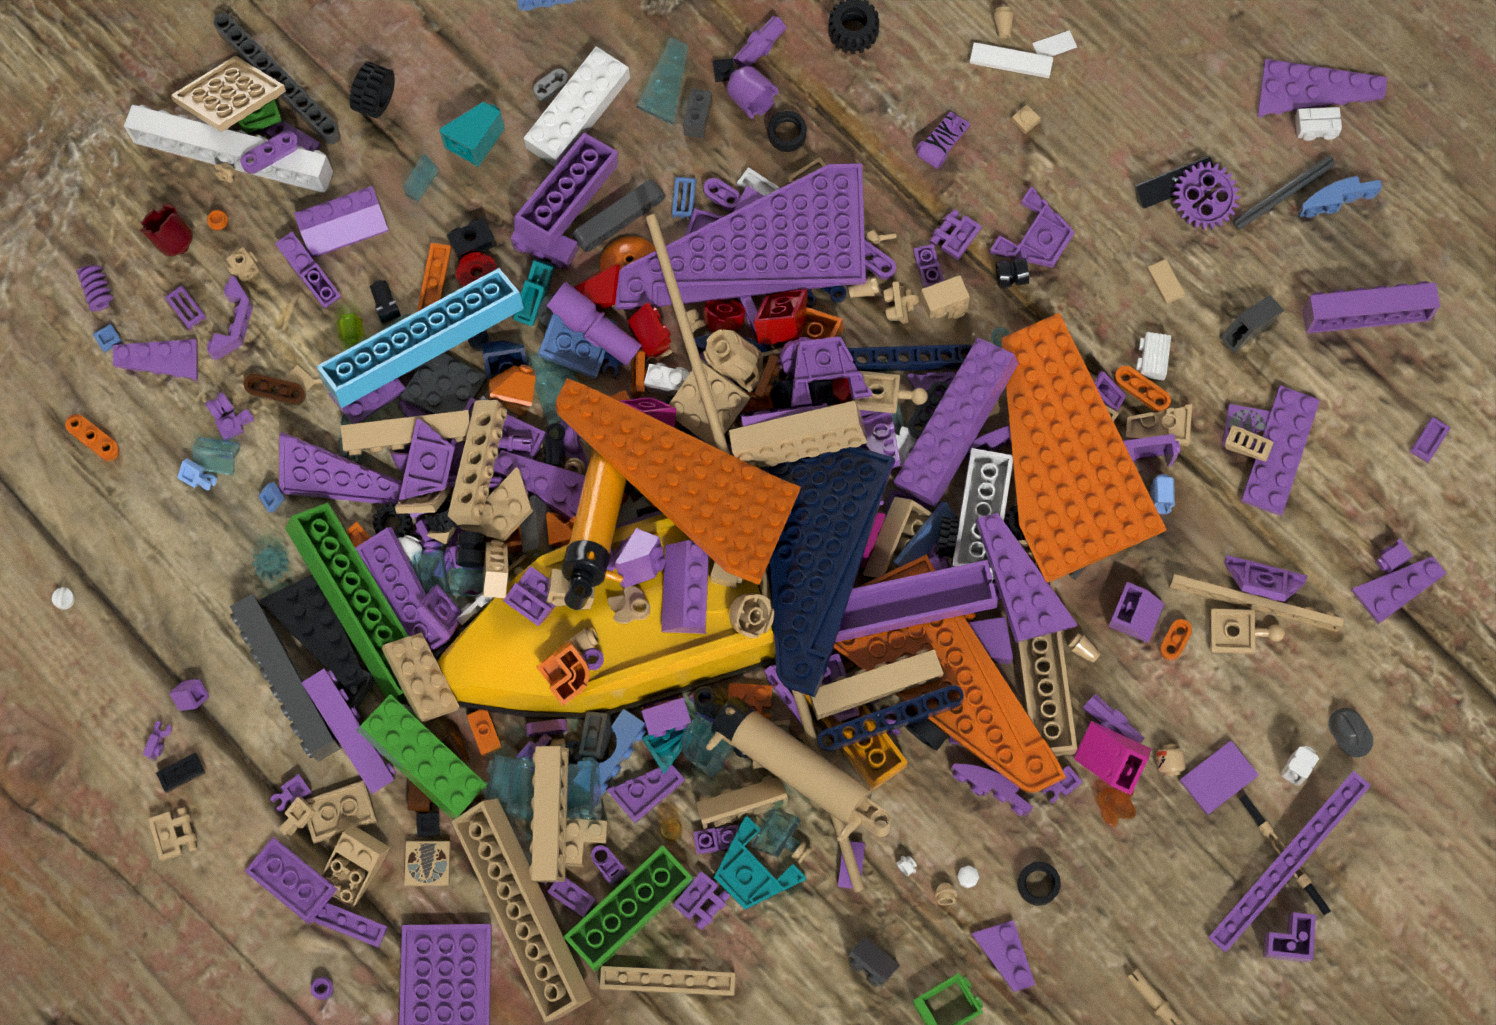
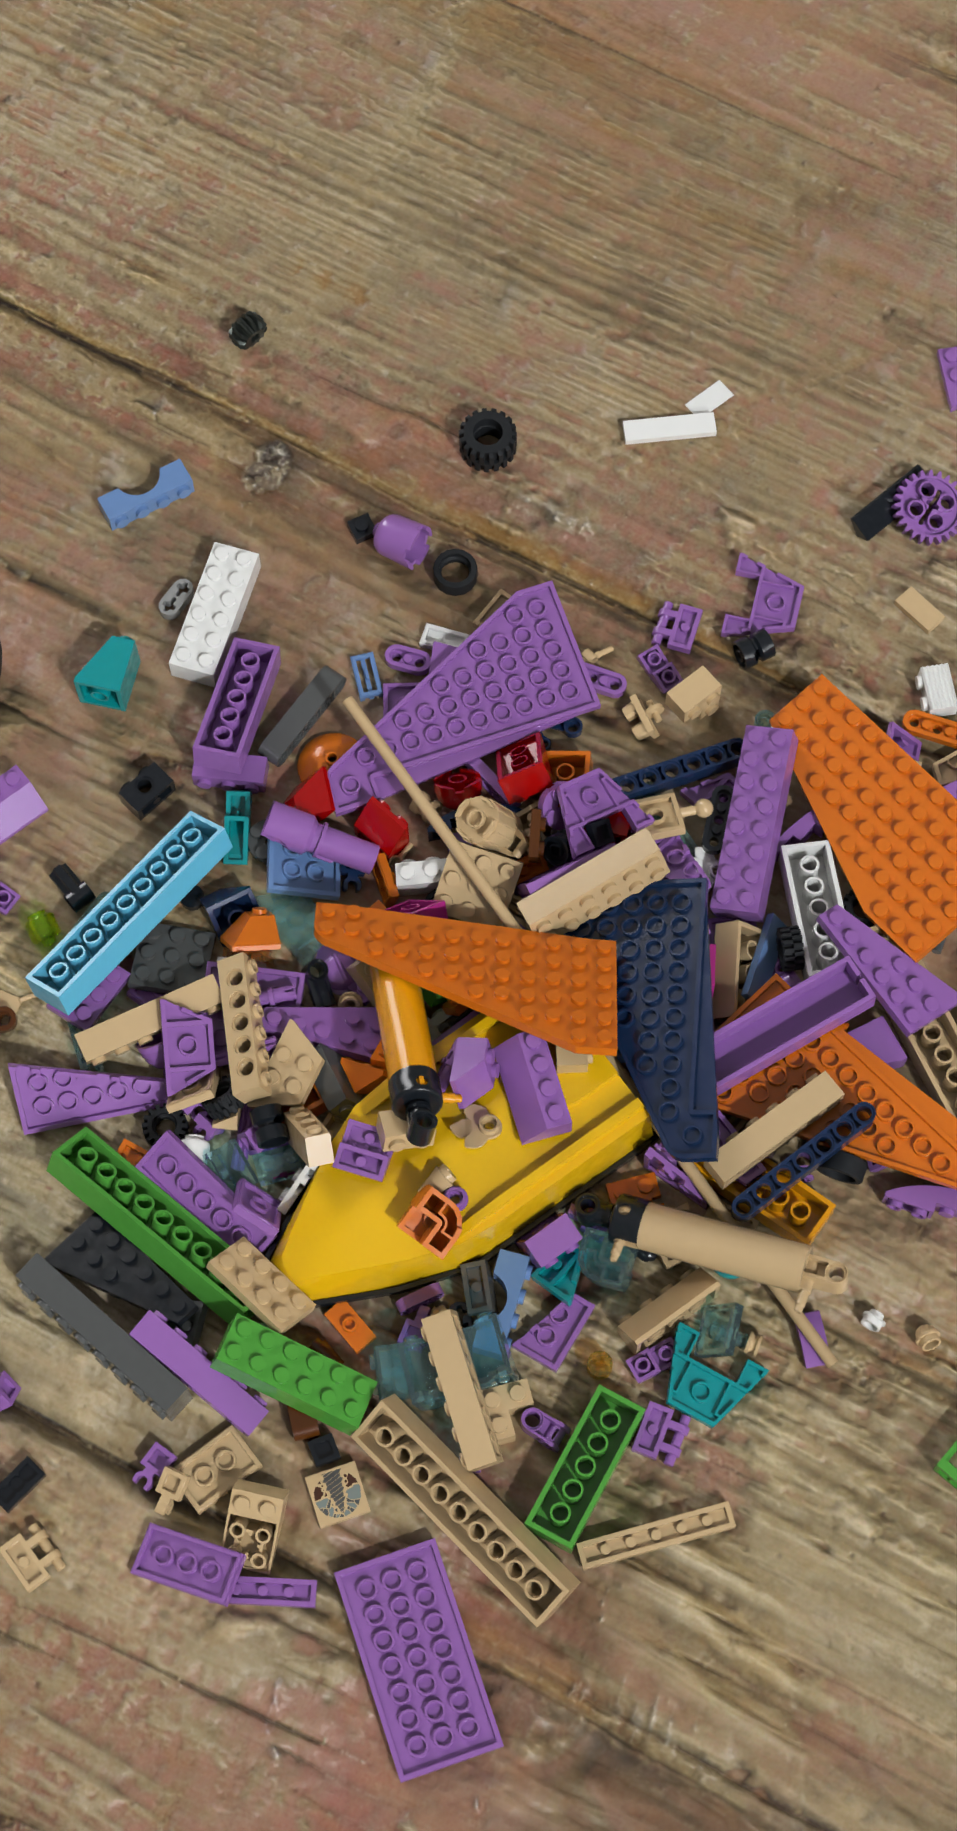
camera: 20 degrees left, 5 degrees down
(270, 554) = (39, 1225): clear light blue gear -> none
(271, 497) = (17, 1142): medium blue plate -> none
(315, 988) = (263, 1667): medium lavender plate -> none
(420, 178) = (65, 742): clear light blue slope -> none
(431, 546) = (219, 1139): medium lavender bush -> none
(434, 274) = (118, 841): orange plate -> none
(470, 263) = (155, 815): red plate -> none
(572, 897) = (515, 1477): medium lavender plate -> none
(664, 85) = (302, 565): clear light blue wing -> none
(697, 113) = (350, 581): dark grey brick -> none
(751, 614) = (616, 1093): tan cylinder -> none
(760, 42) = (392, 487): medium lavender piece -> none
(862, 290) = (601, 714): tan cone -> none
(872, 962) = (876, 1439): dark grey slope -> none
(943, 138) = (626, 533): medium lavender door -> none
(967, 876) = (943, 1311): white tile -> none
(1003, 19) = (647, 390): tan cone -> none
(1025, 119) = (707, 485): tan plate -> none

